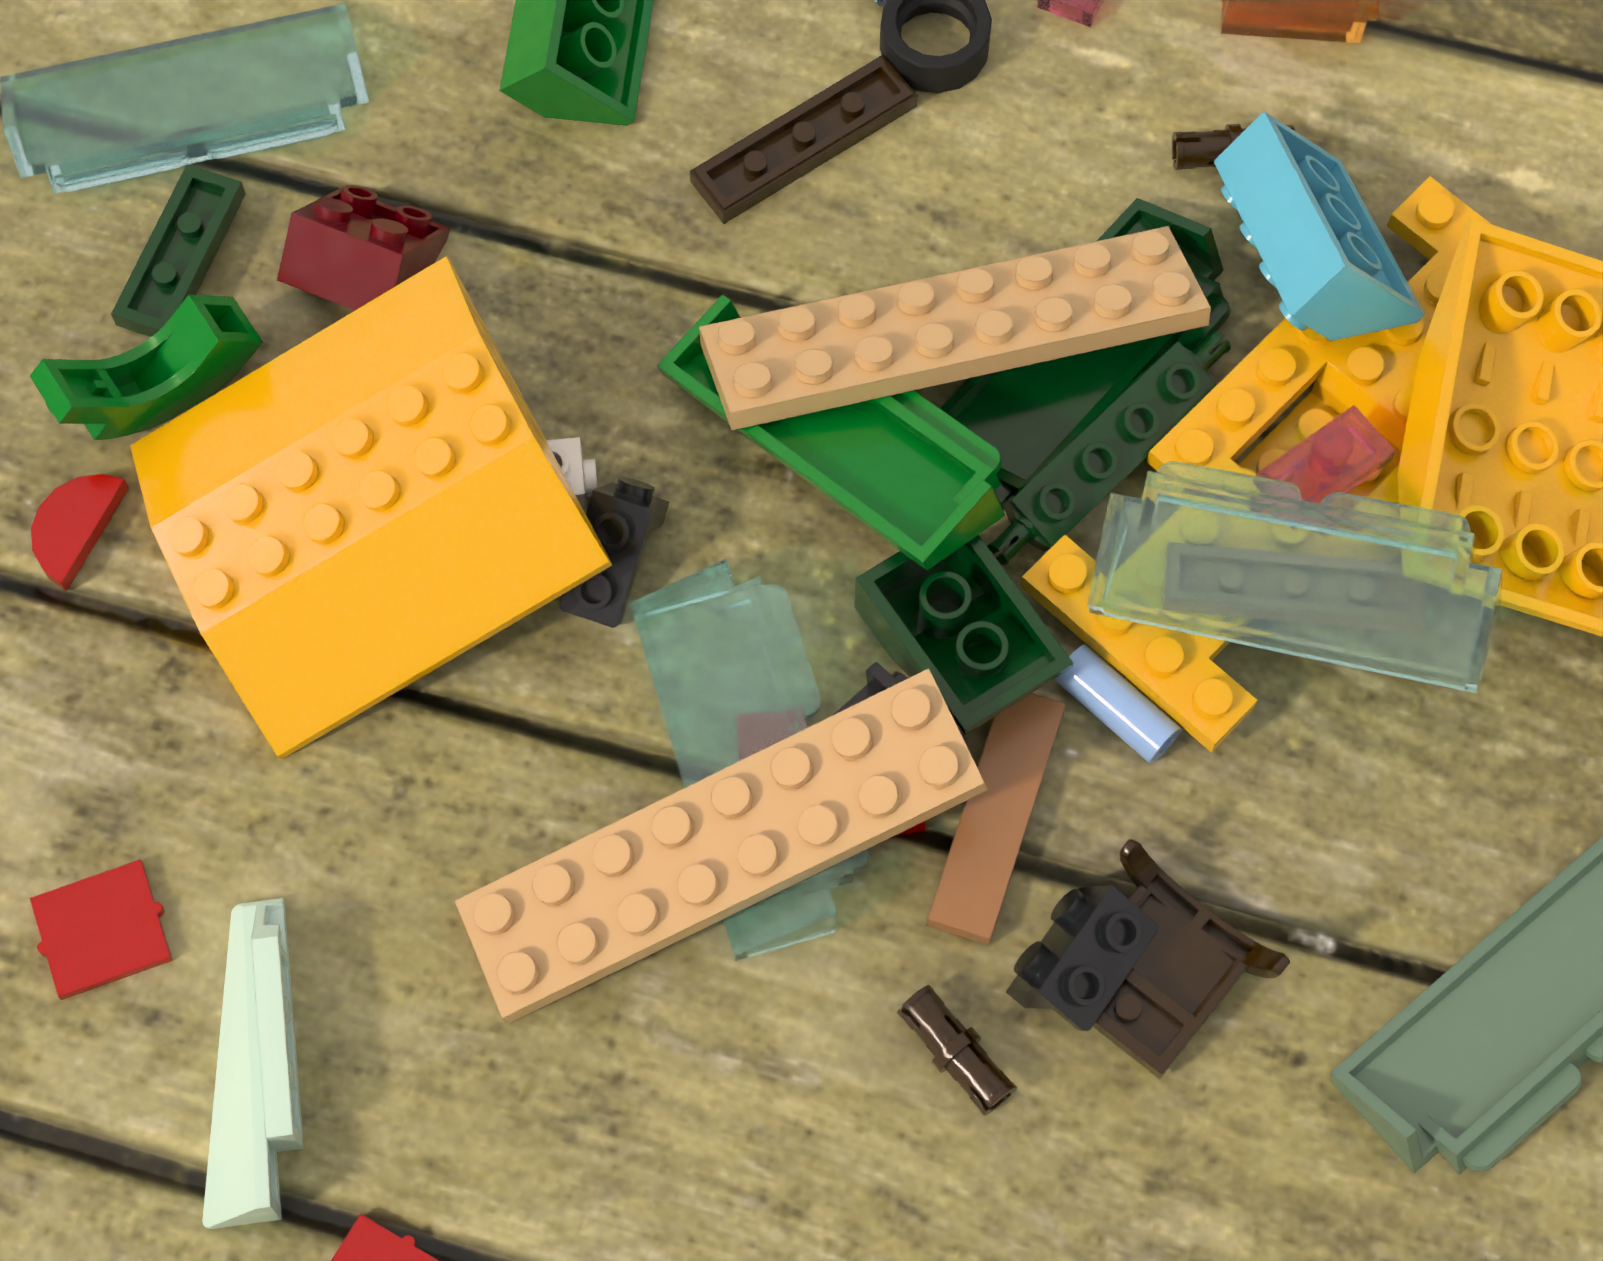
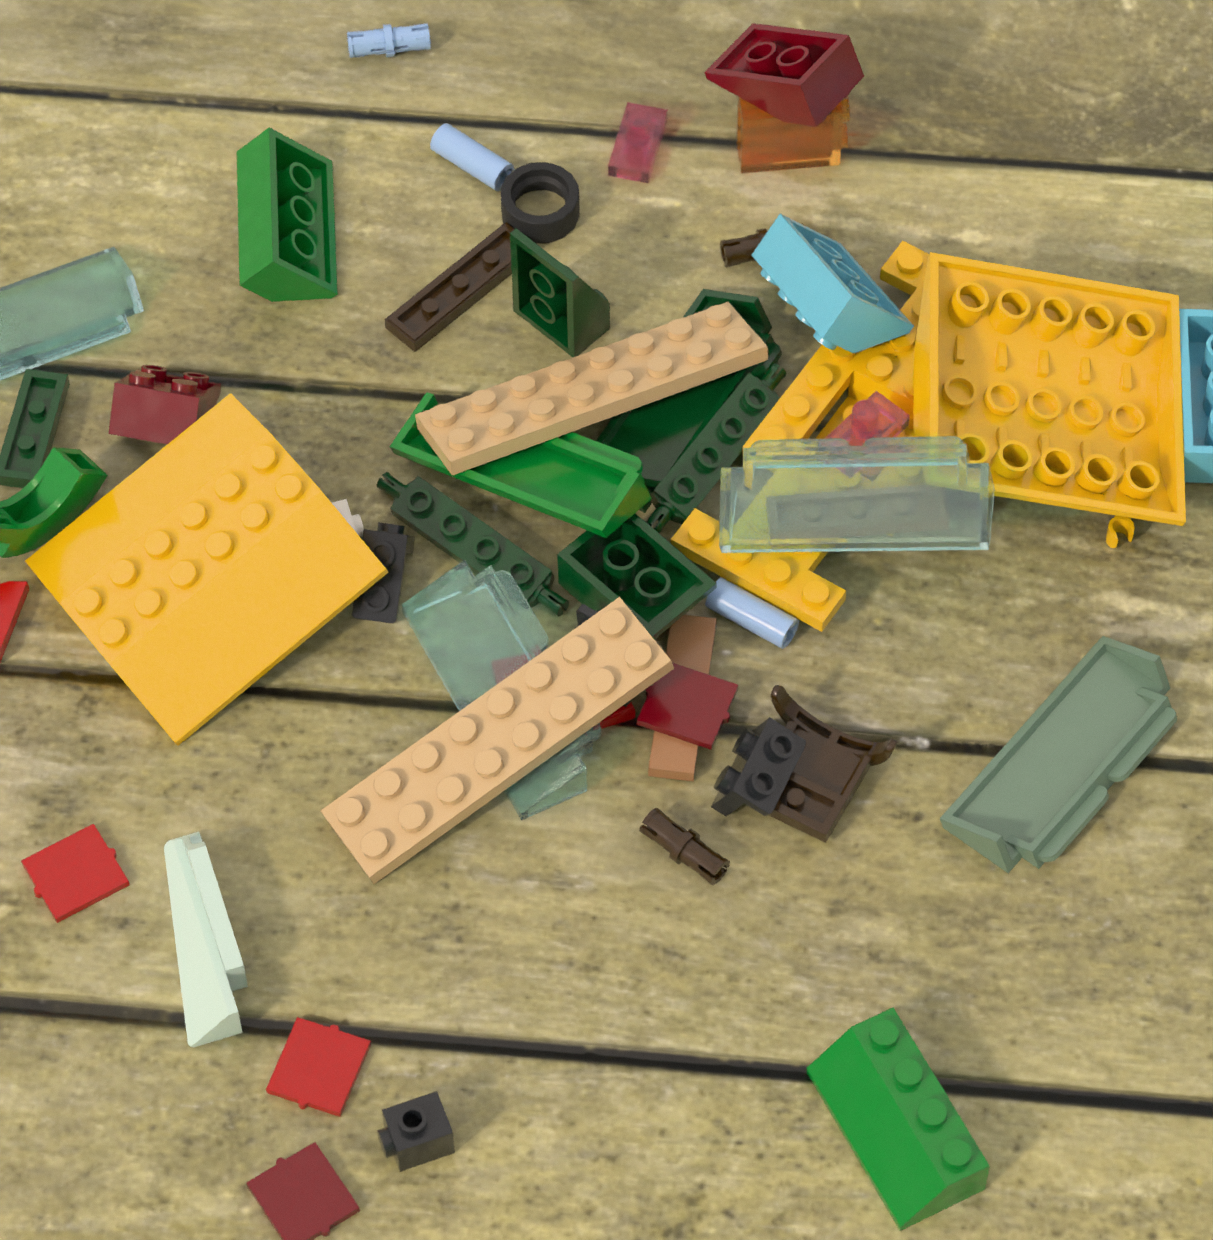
camera: 10 degrees left, 10 degrees down
(745, 524) = (469, 539): none -> dark green plate
(929, 181) = (555, 297): none -> dark green slope
(1002, 834) = (688, 706): none -> dark red piece

